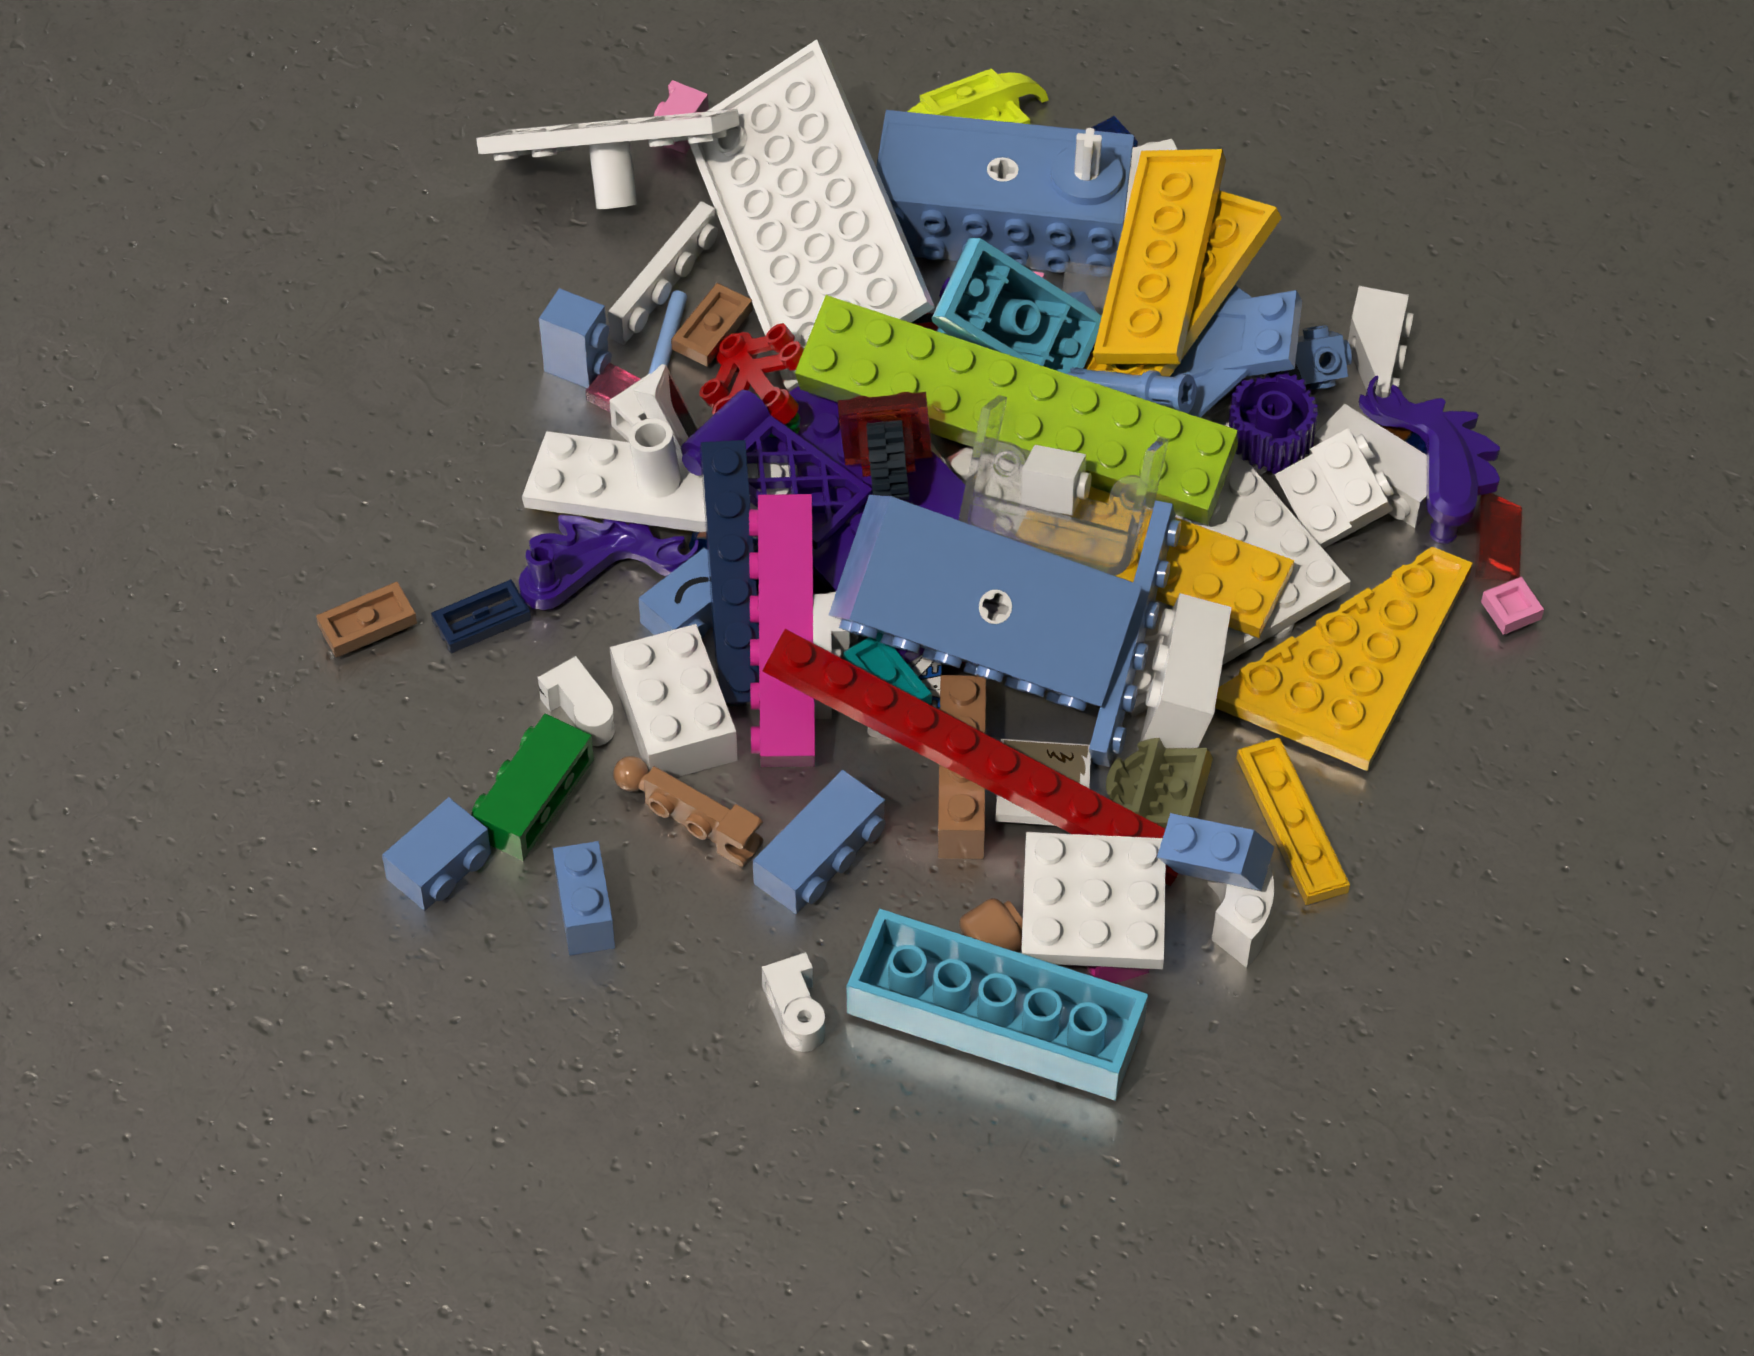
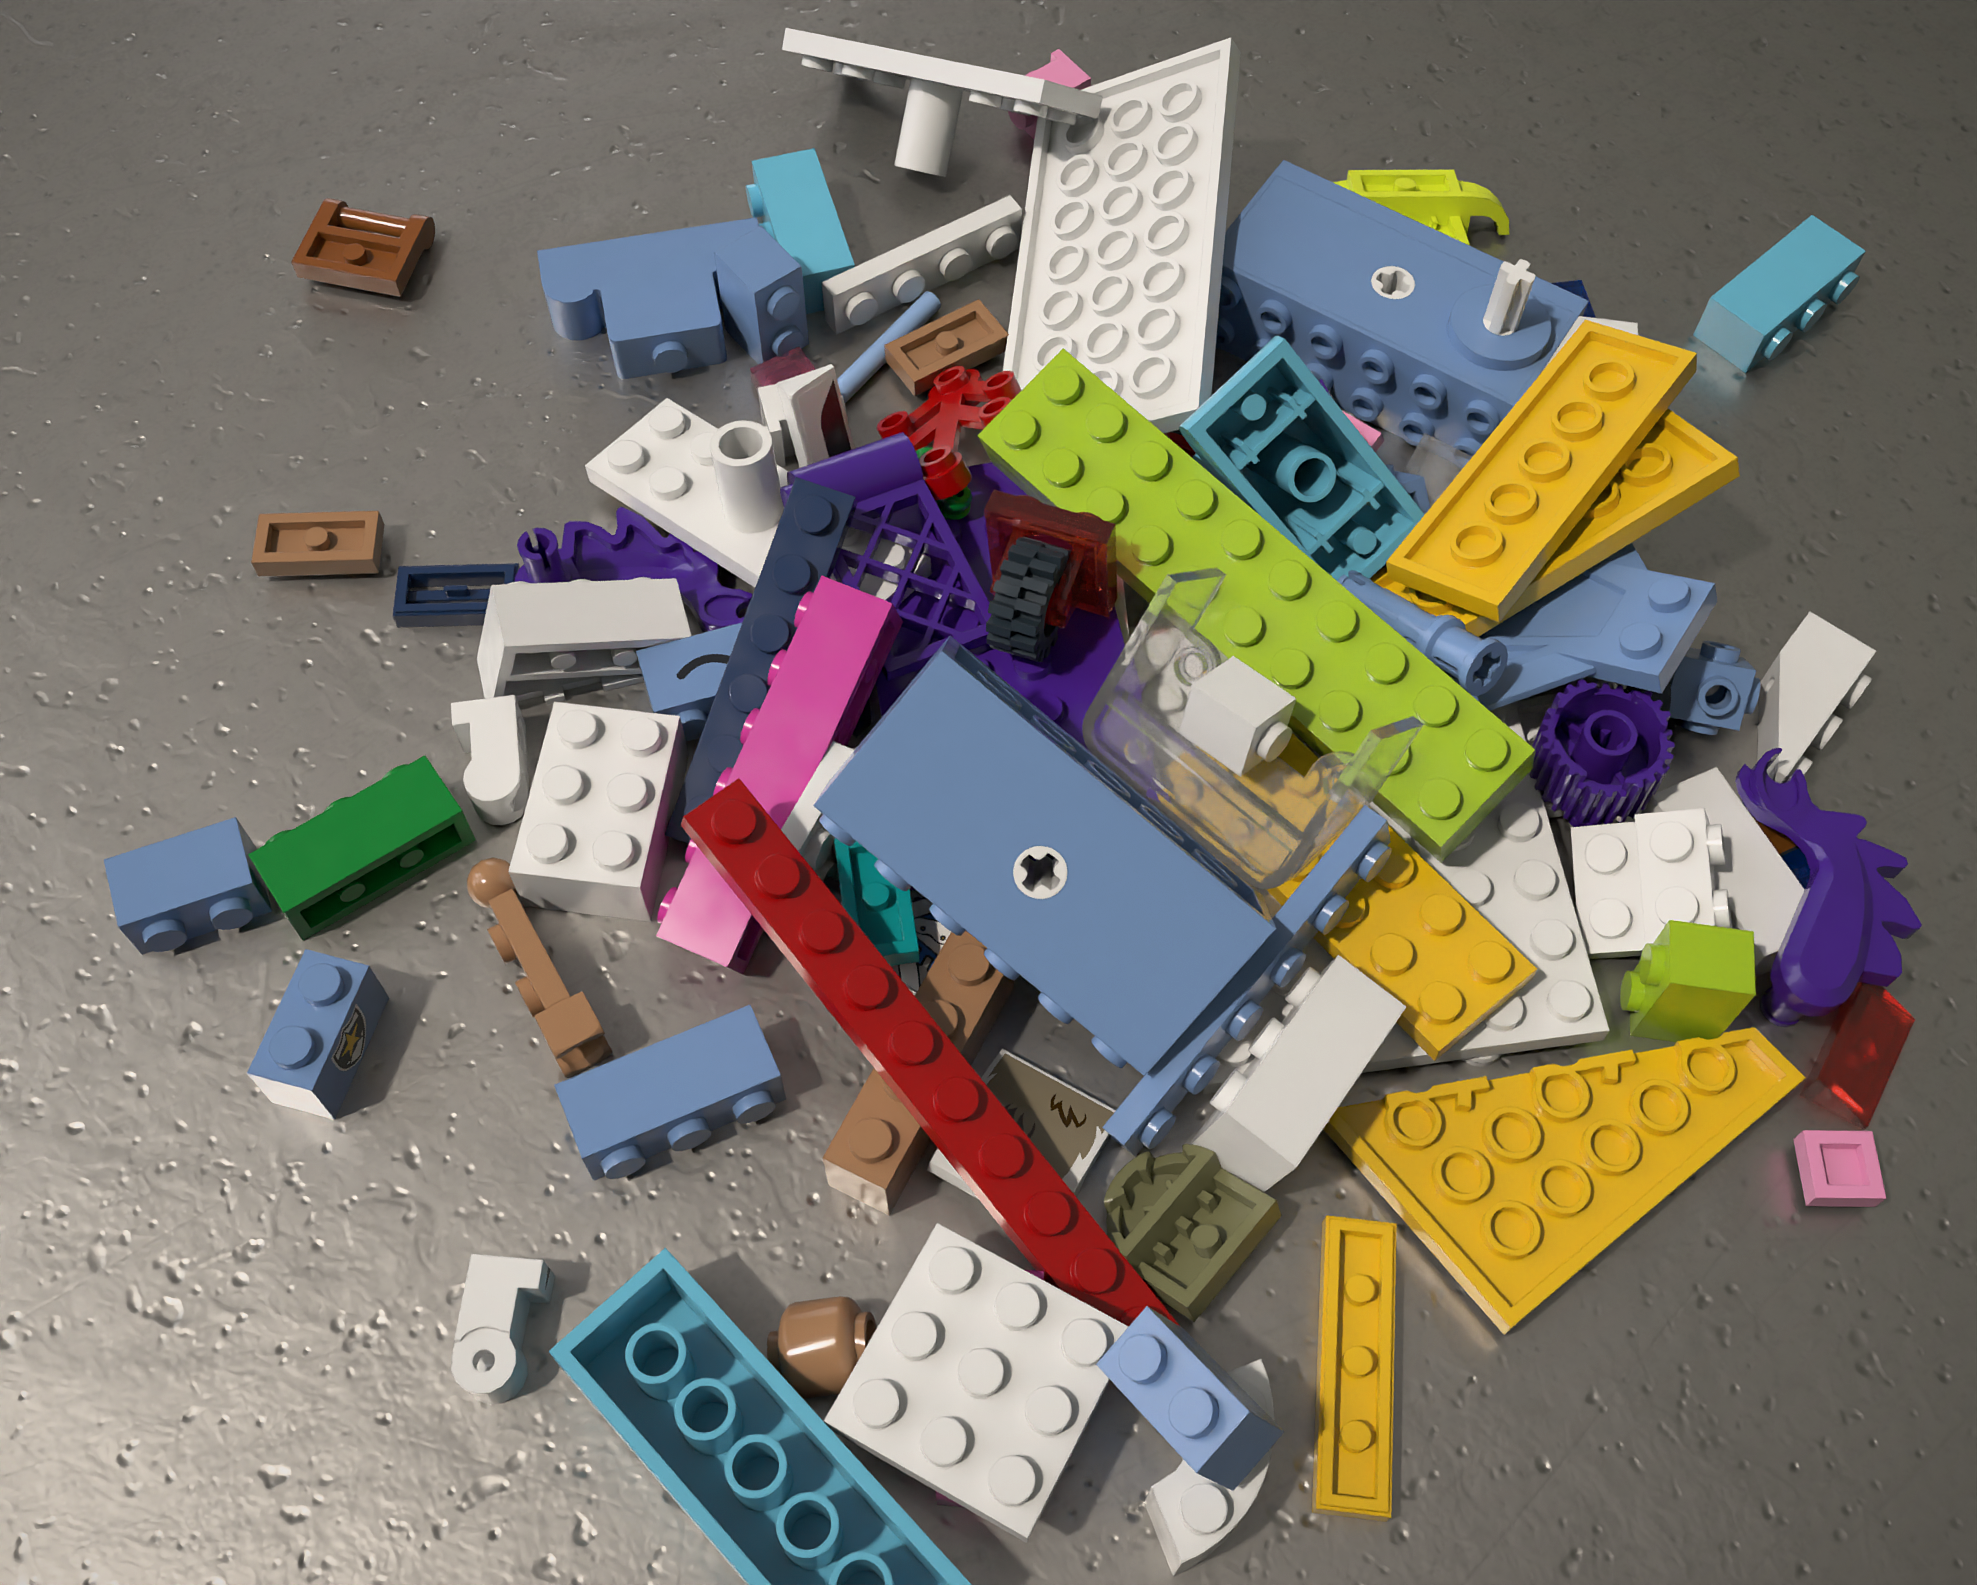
camera: 25 degrees right, 5 degrees up
(250, 419) = (362, 248): none -> dark orange plate
(485, 364) = (648, 291): none -> medium blue brick
(547, 261) = (801, 217): none -> medium azure brick
(586, 606) = (574, 634): none -> white wedge
(1249, 78) = (1780, 294): none -> medium azure brick
(1383, 534) = (1690, 982): none -> lime brick

